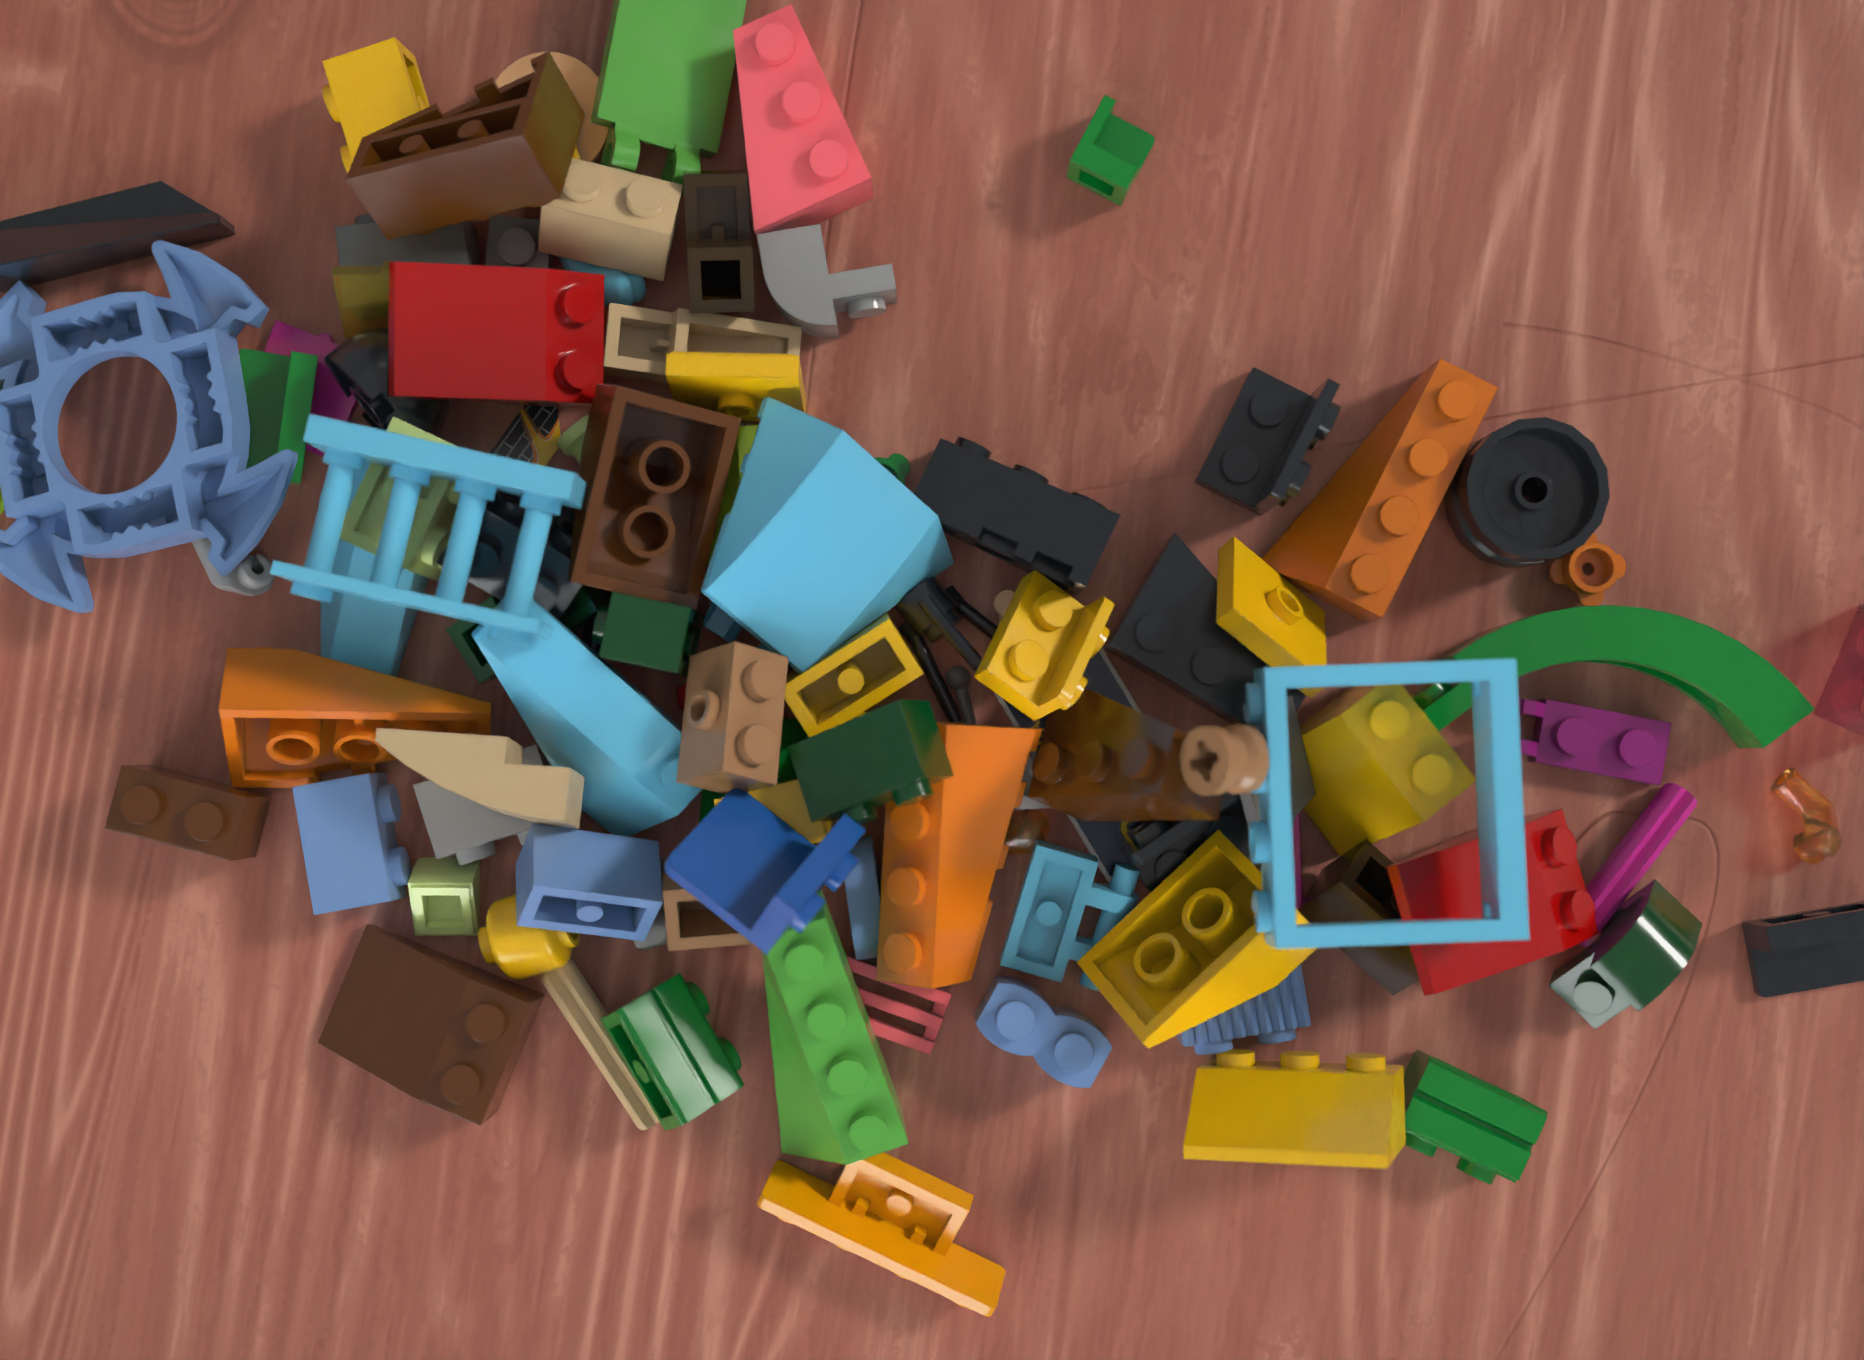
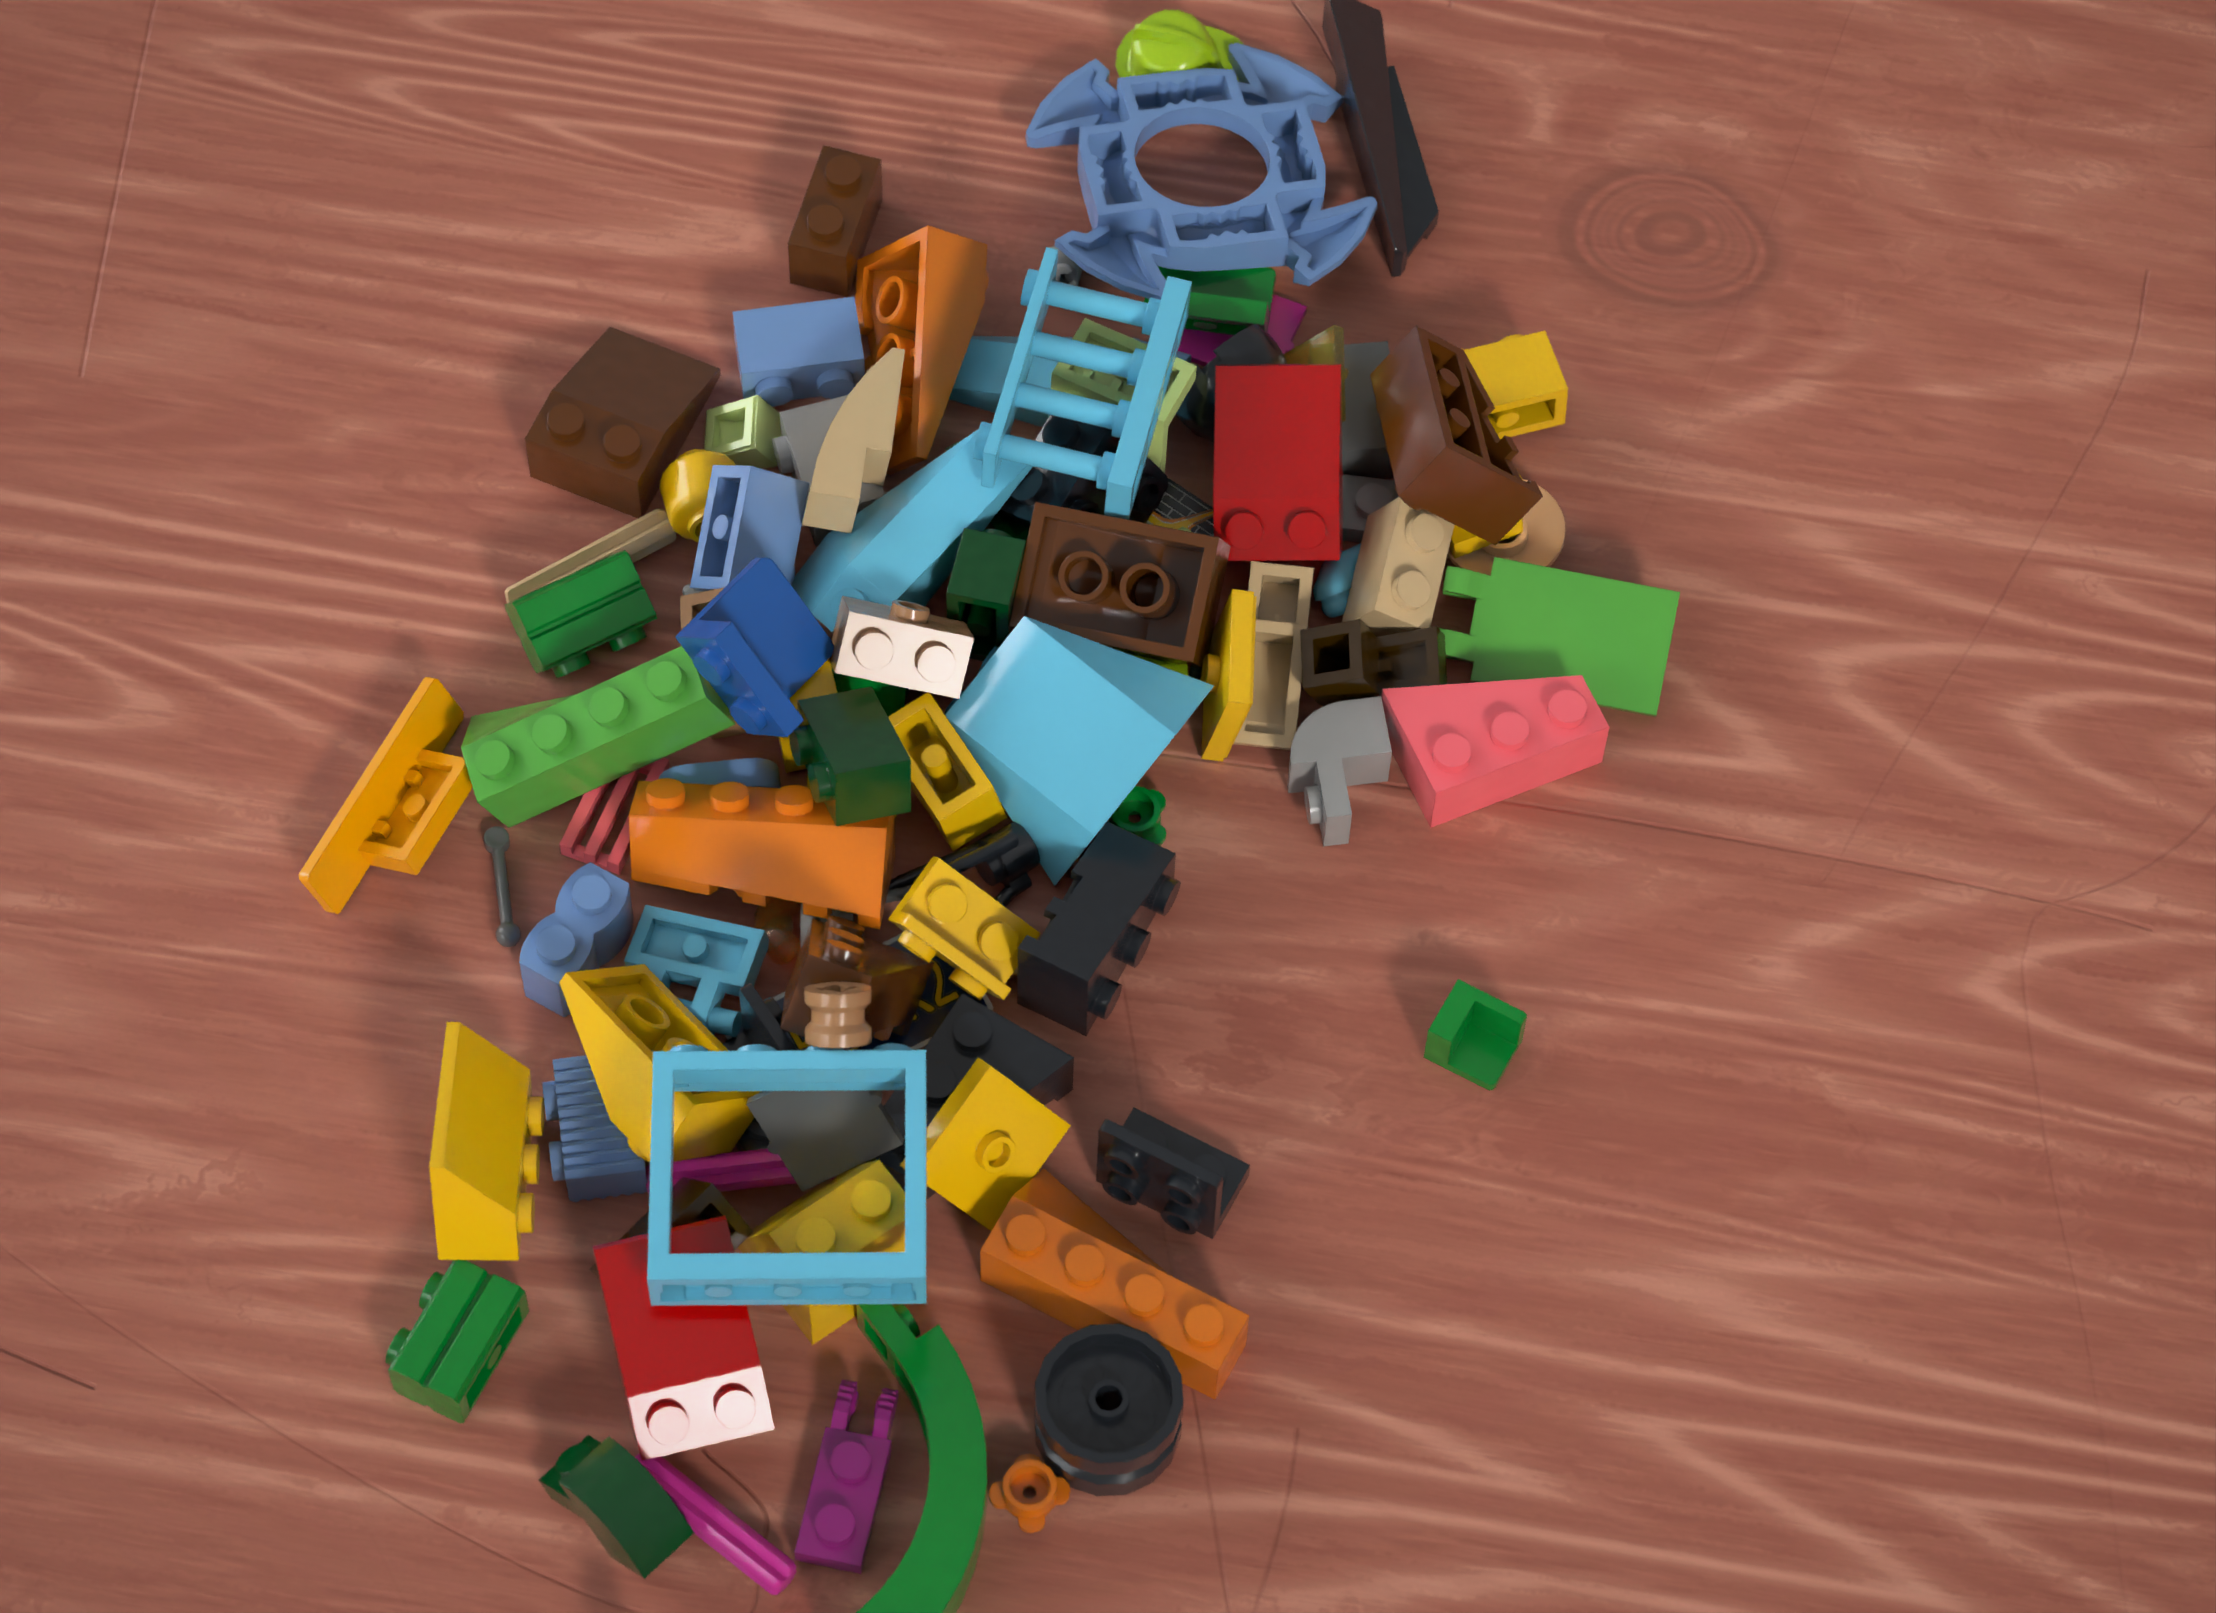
camera: 90 degrees right, 25 degrees down
(919, 1115) = (497, 843): none -> dark grey hinge

